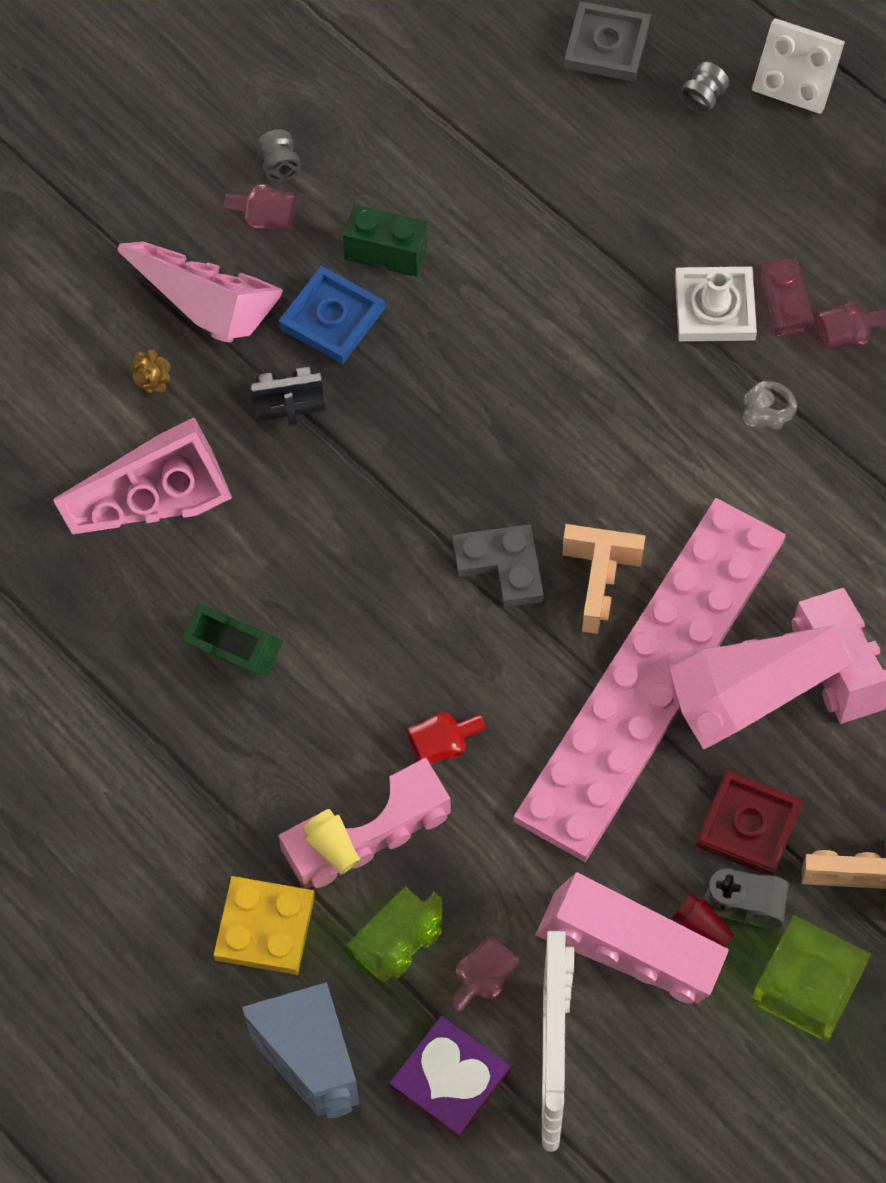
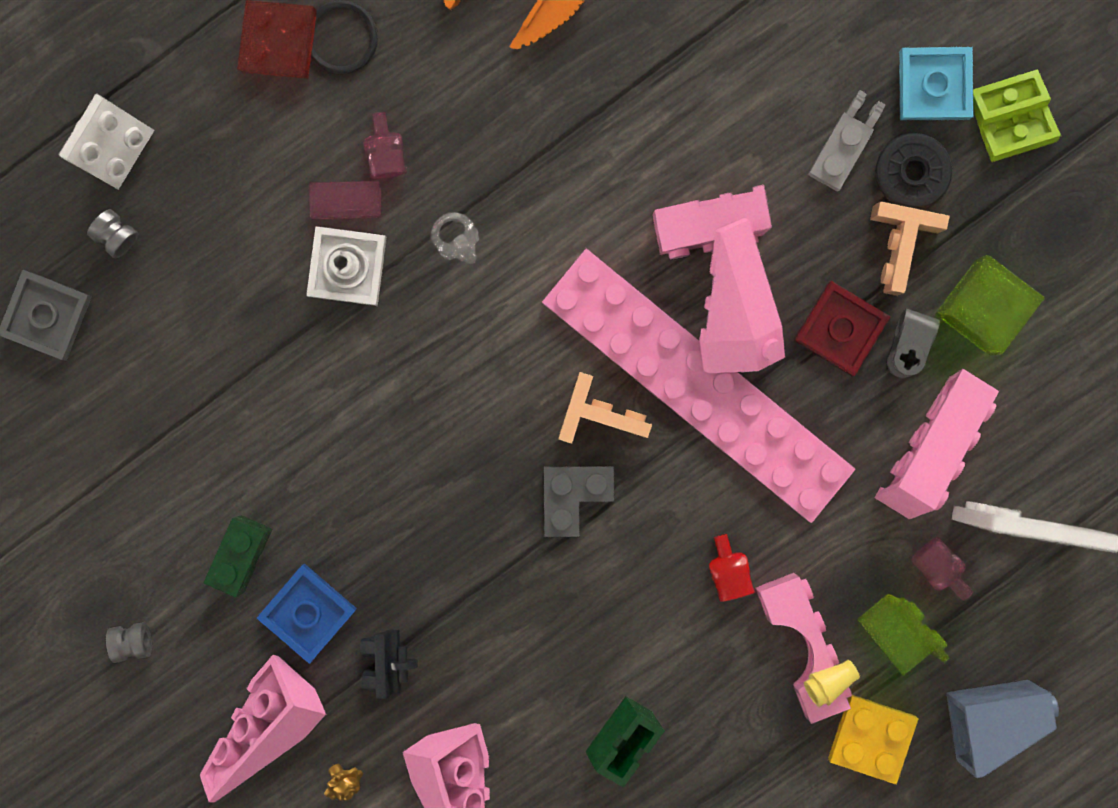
camera: 85 degrees left, 25 degrees up
(265, 207) = (182, 659): clear pink piece -> none
(450, 1076) = (1020, 606): tile -> none
(703, 920) = (925, 386): dark red cone -> none

